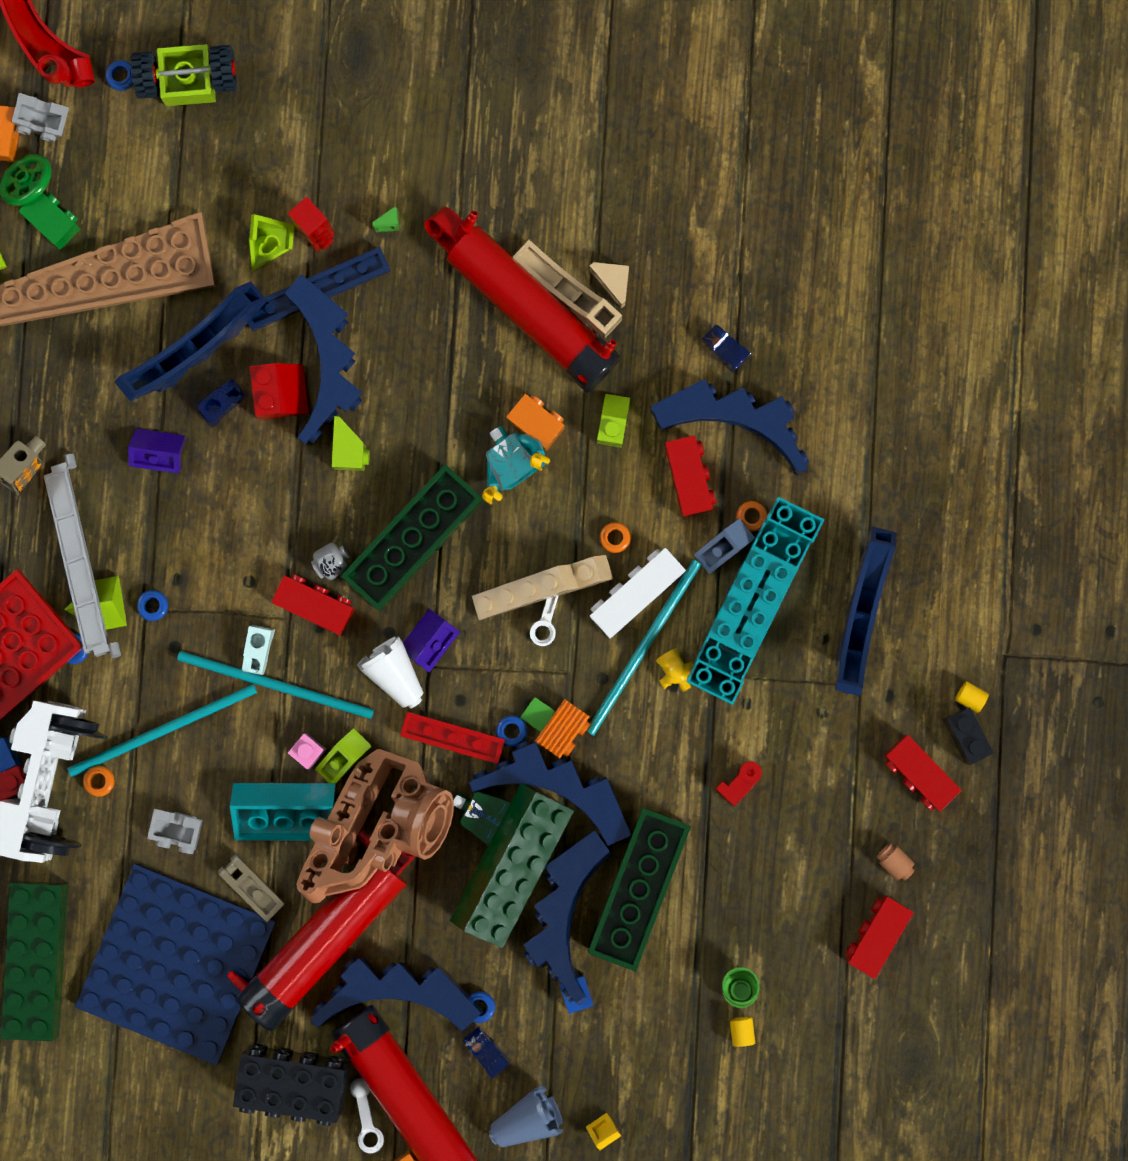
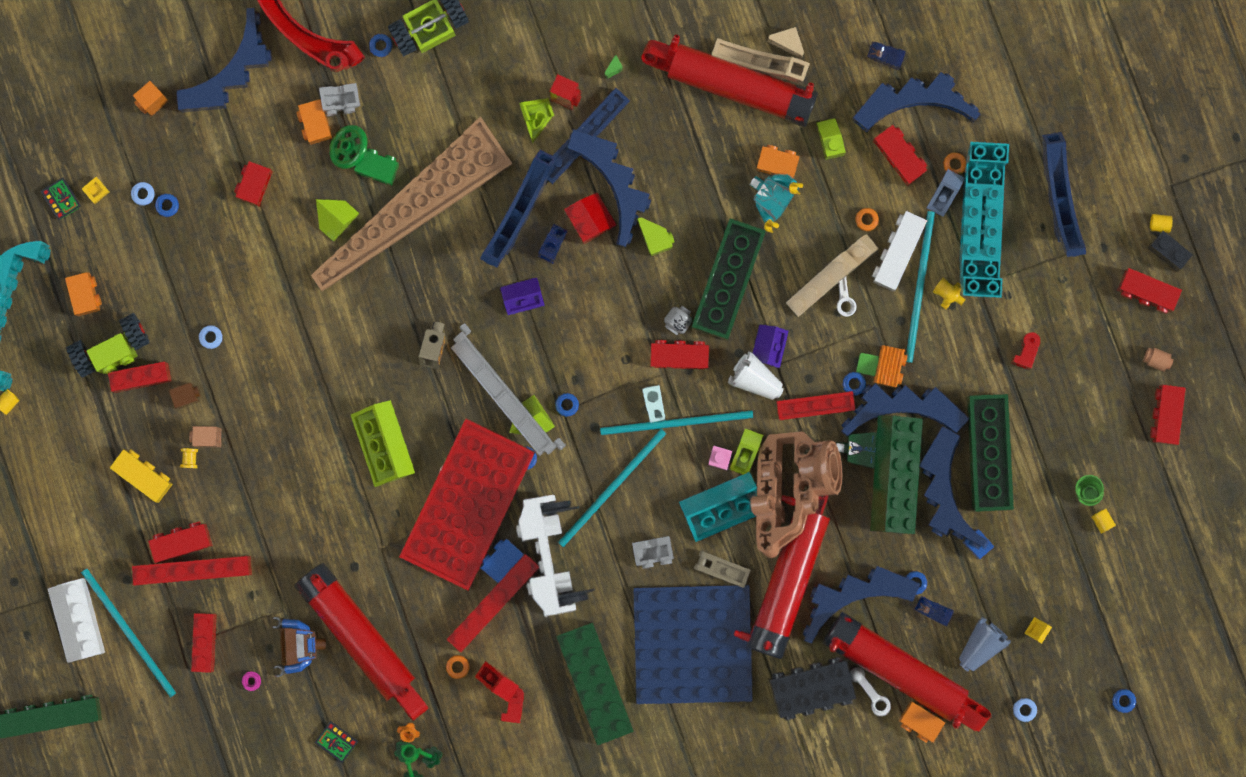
camera: 25 degrees left, 0 degrees up
(109, 778) = (577, 548): orange piece -> none

